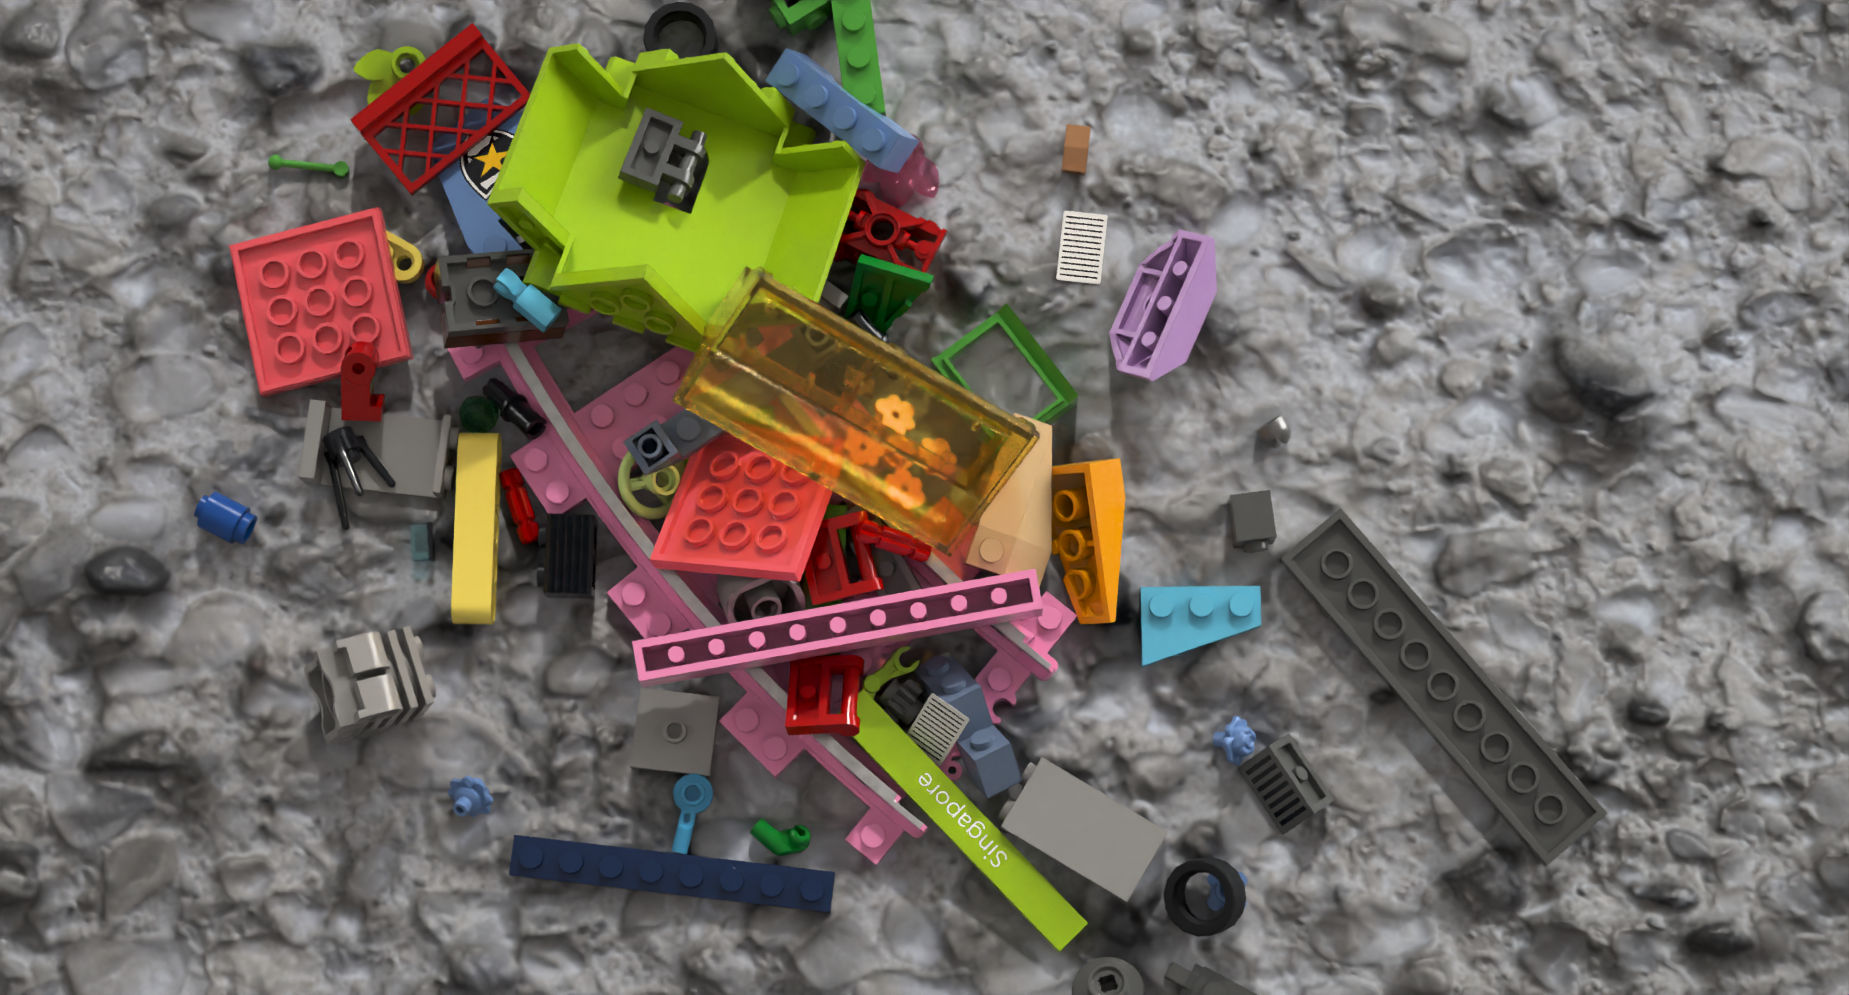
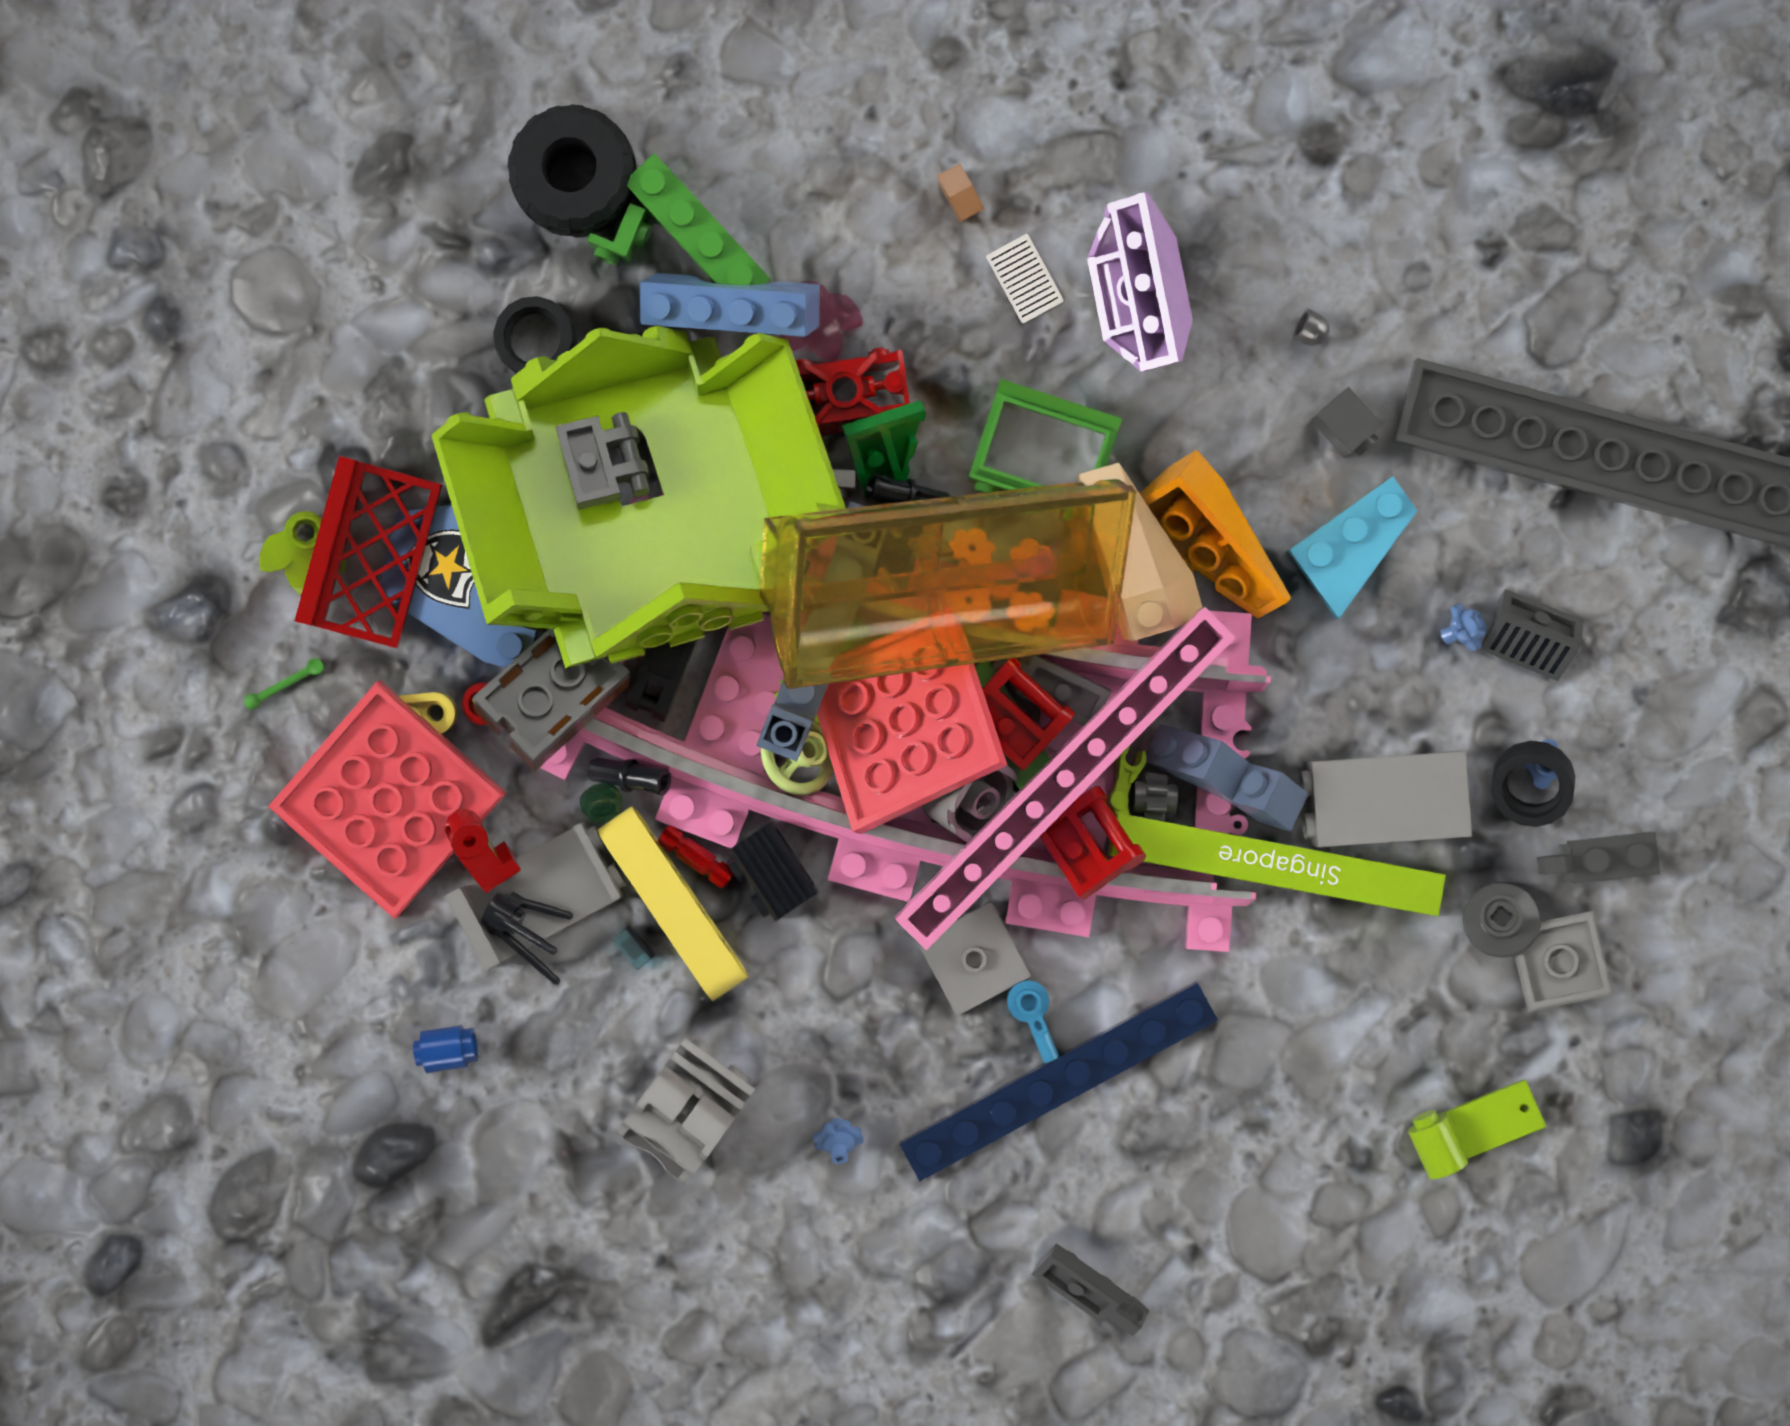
camera: 40 degrees left, 10 degrees up
(527, 300) = (583, 681): medium azure bar -> none
(602, 346) = (665, 667): none -> black plate
(782, 842) = (1133, 988): green arm -> none
(892, 540) = (1054, 666): red axle -> none
(937, 728) = (1207, 802): white sticker -> none

